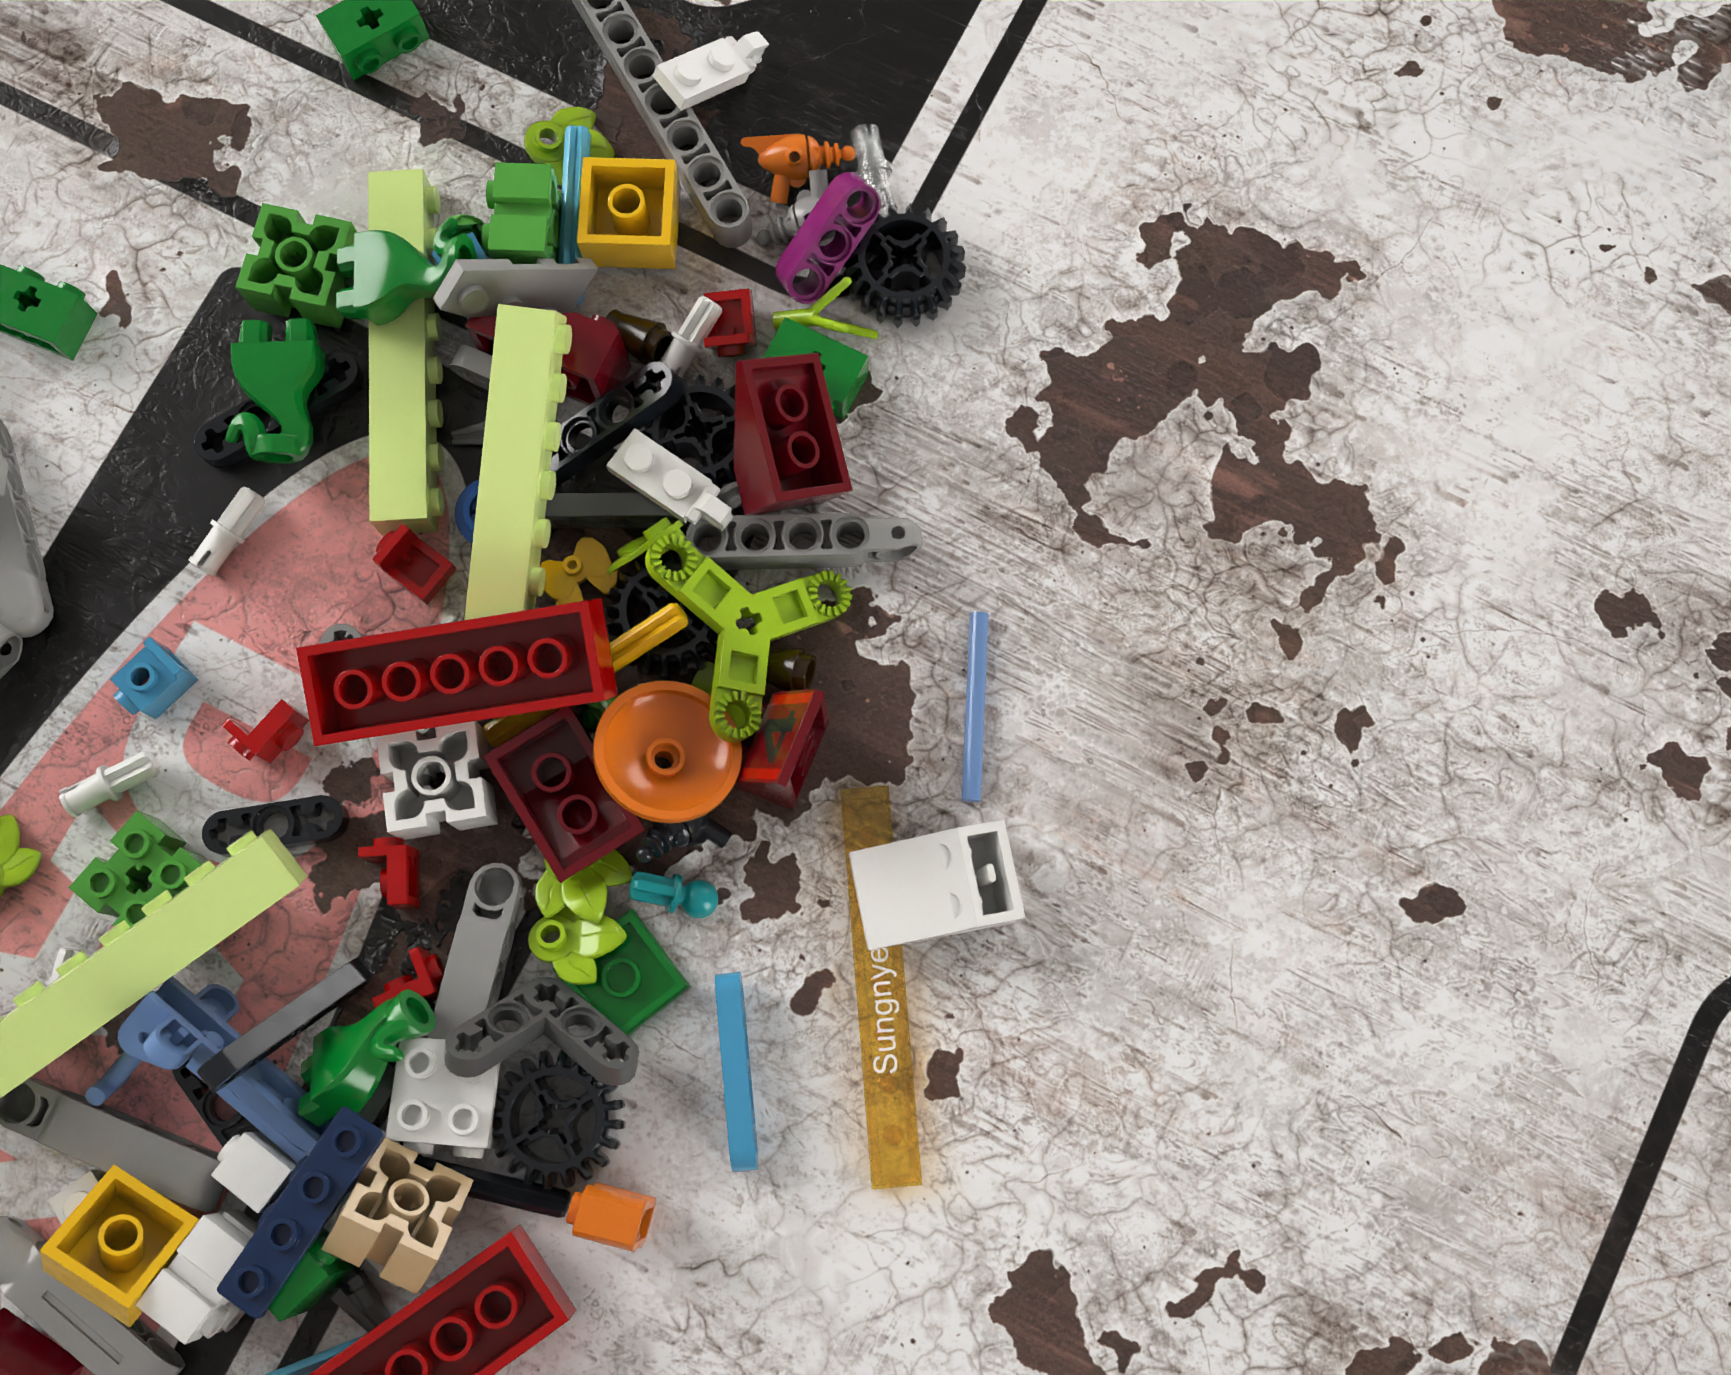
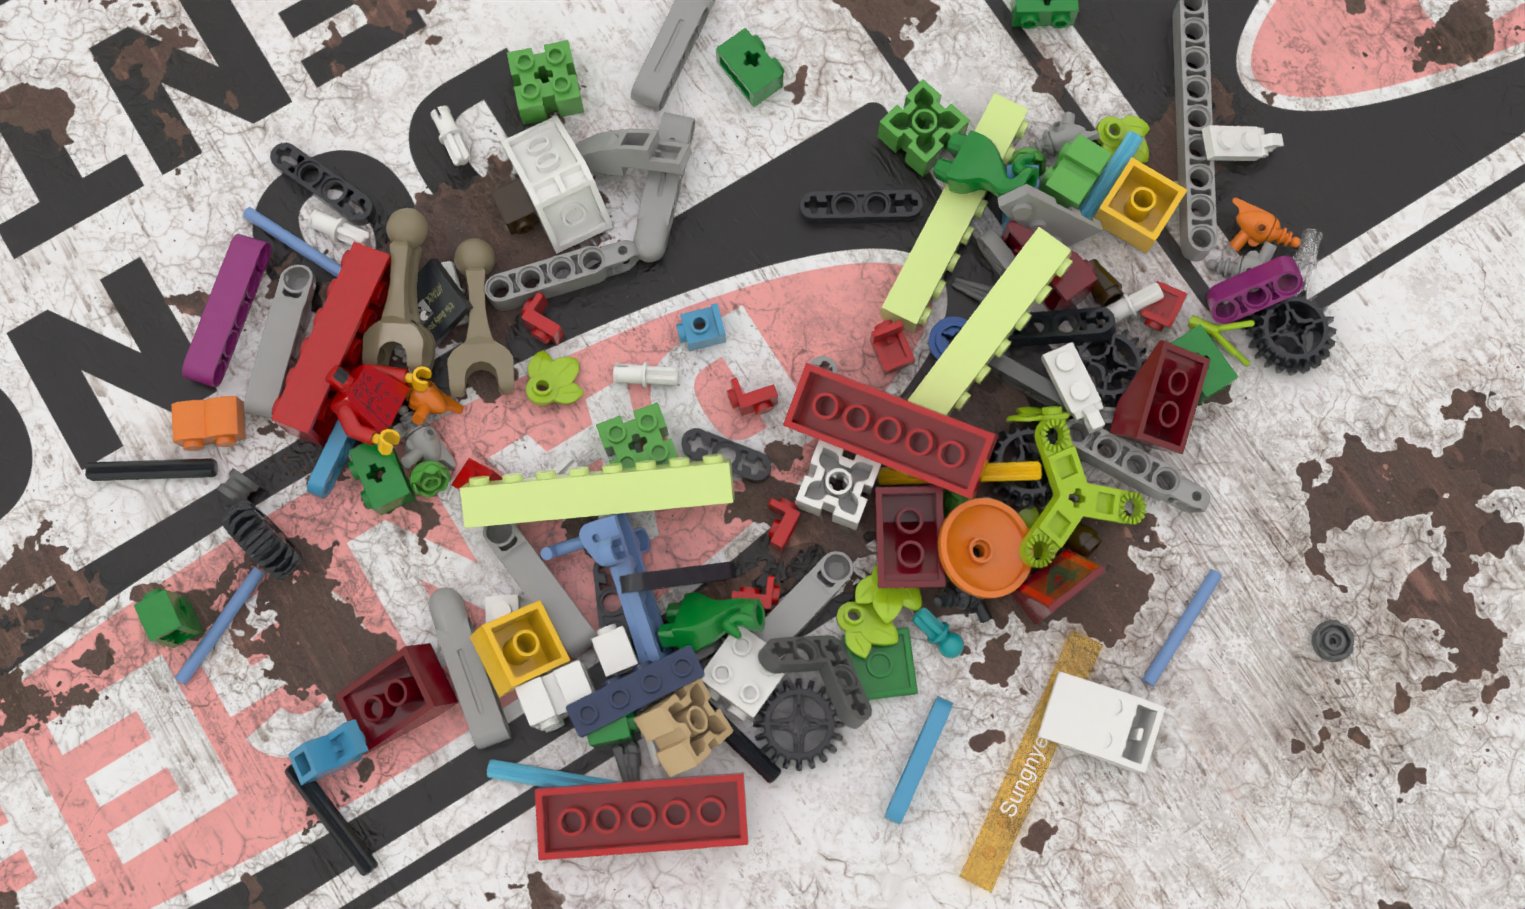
camera: 30 degrees right, 0 degrees up
(228, 531) = (792, 263): white axle -> none
(279, 382) = (872, 191): green hips -> none
(477, 176) = (1060, 133): none -> light grey piece
(588, 562) = (995, 404): yellow piece -> none
(611, 1216) = (803, 799): orange brick -> none
(1175, 604) = (1343, 640): none -> dark grey plate

